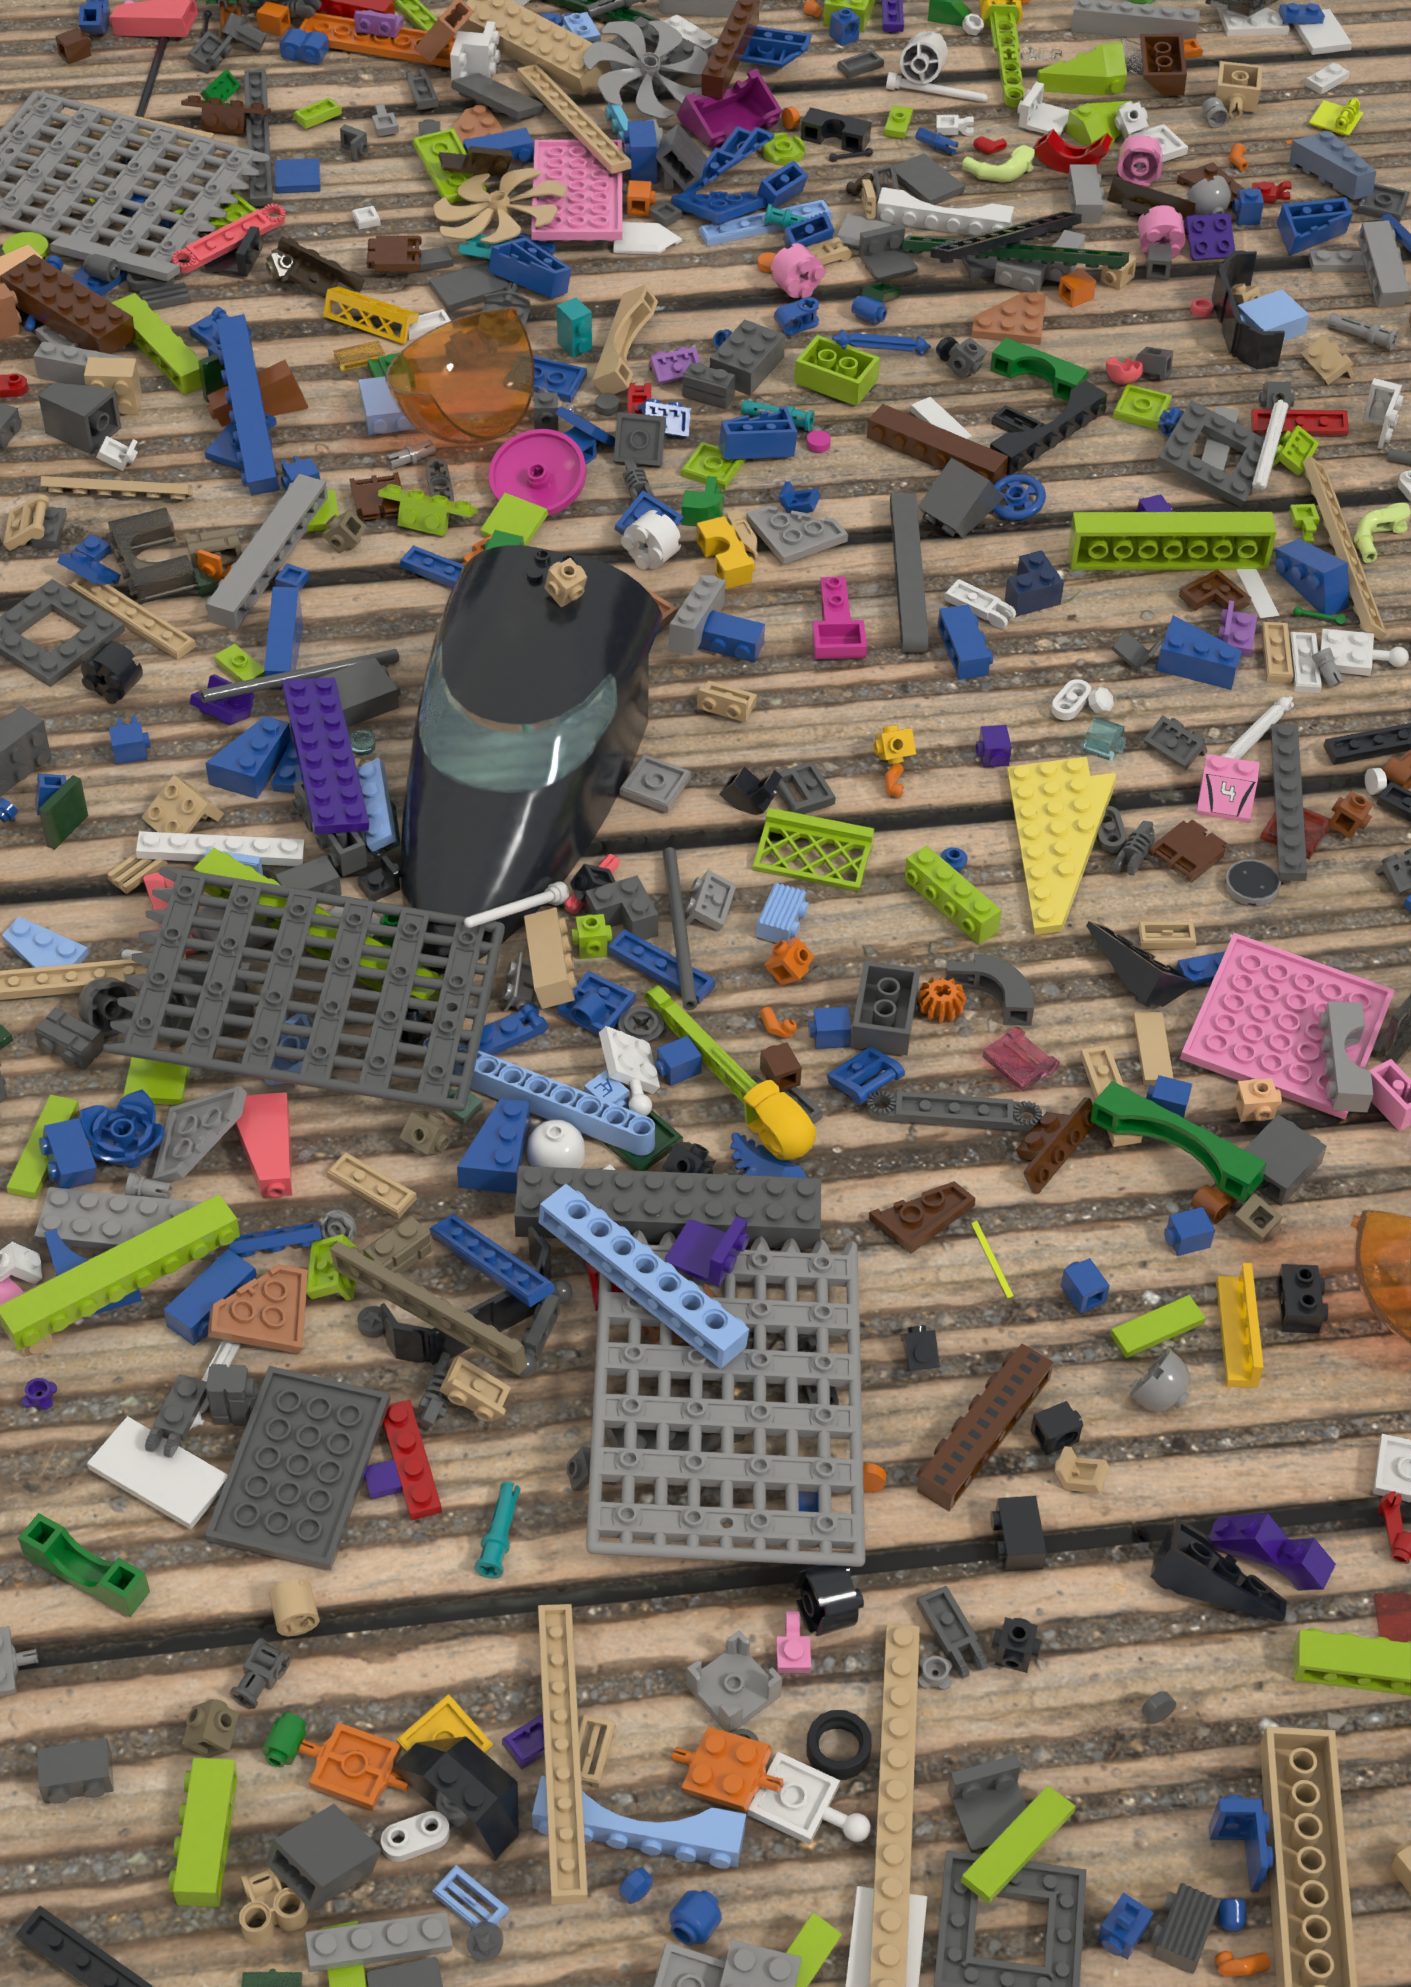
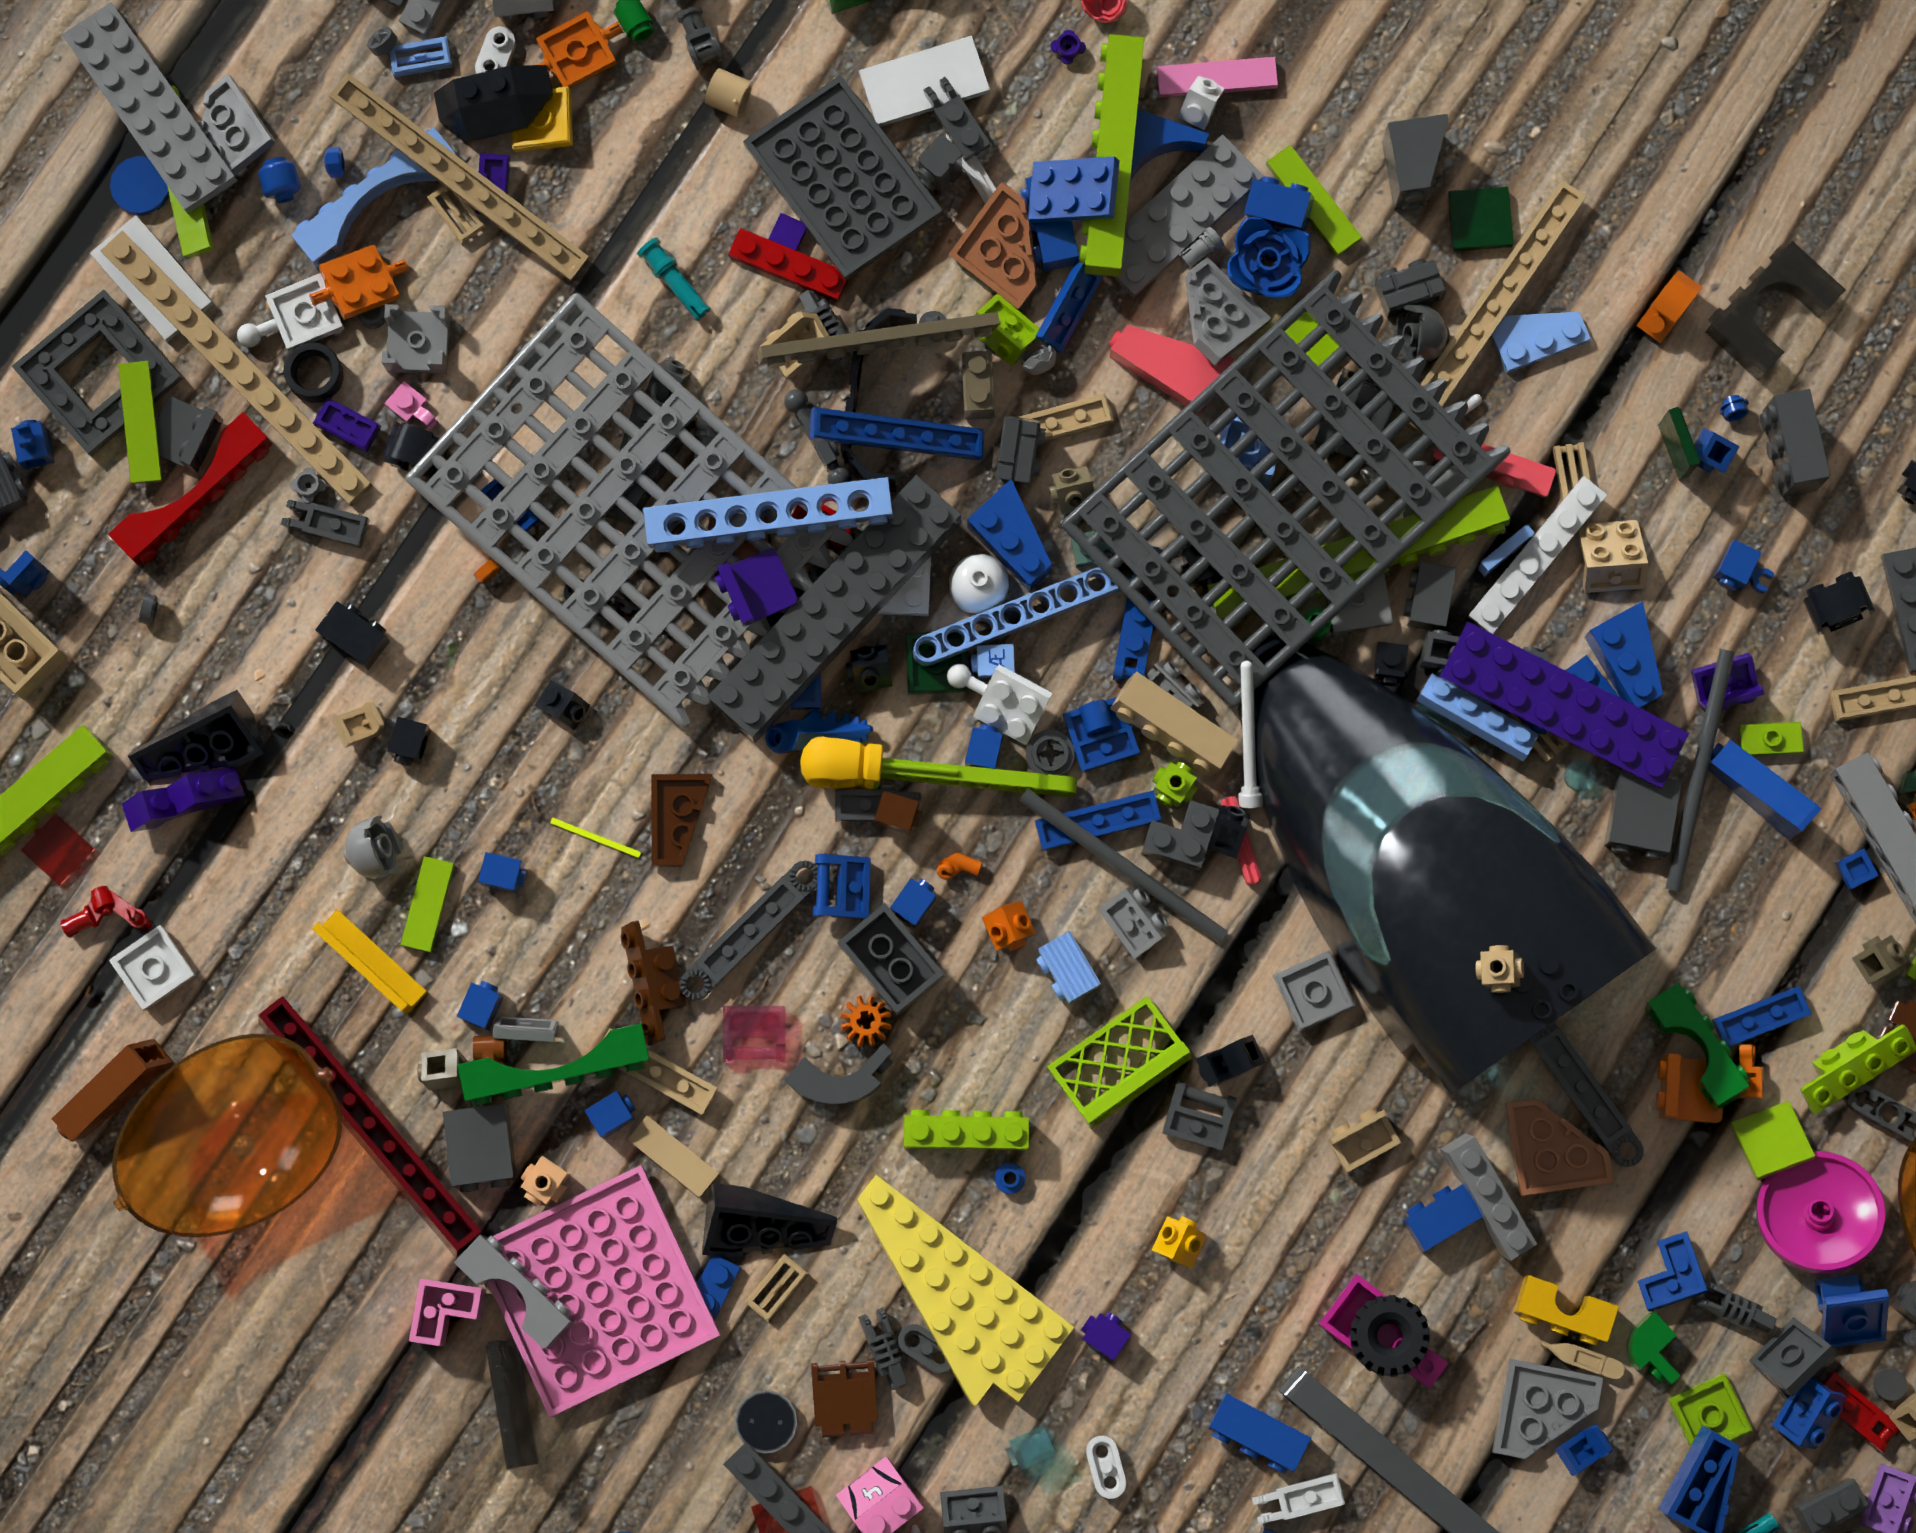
camera: 135 degrees right, 30 degrees up
(177, 1269) = (1073, 189): none -> blue plate
(426, 1185) = (1019, 449): none -> dark grey brick
(651, 540) = (1628, 1240): white brick -> none
(837, 586) = (1390, 1311): none -> black tyre
(857, 1681) = (347, 425): none -> dark purple plate
(891, 776) = (1147, 1208): orange arm -> none
(984, 1426) = (455, 690): reddish brown brick -> none
(1016, 1644) = (278, 561): black brick -> none
(1101, 700) = (1080, 1492): white tile -> none
(1102, 1764) = (237, 449): none -> red arch
(1174, 1186) = (525, 1029): none -> light grey tile
(1301, 1298) = (349, 1032): black brick -> none
(1348, 1200) = (379, 1136): none -> dark red brick

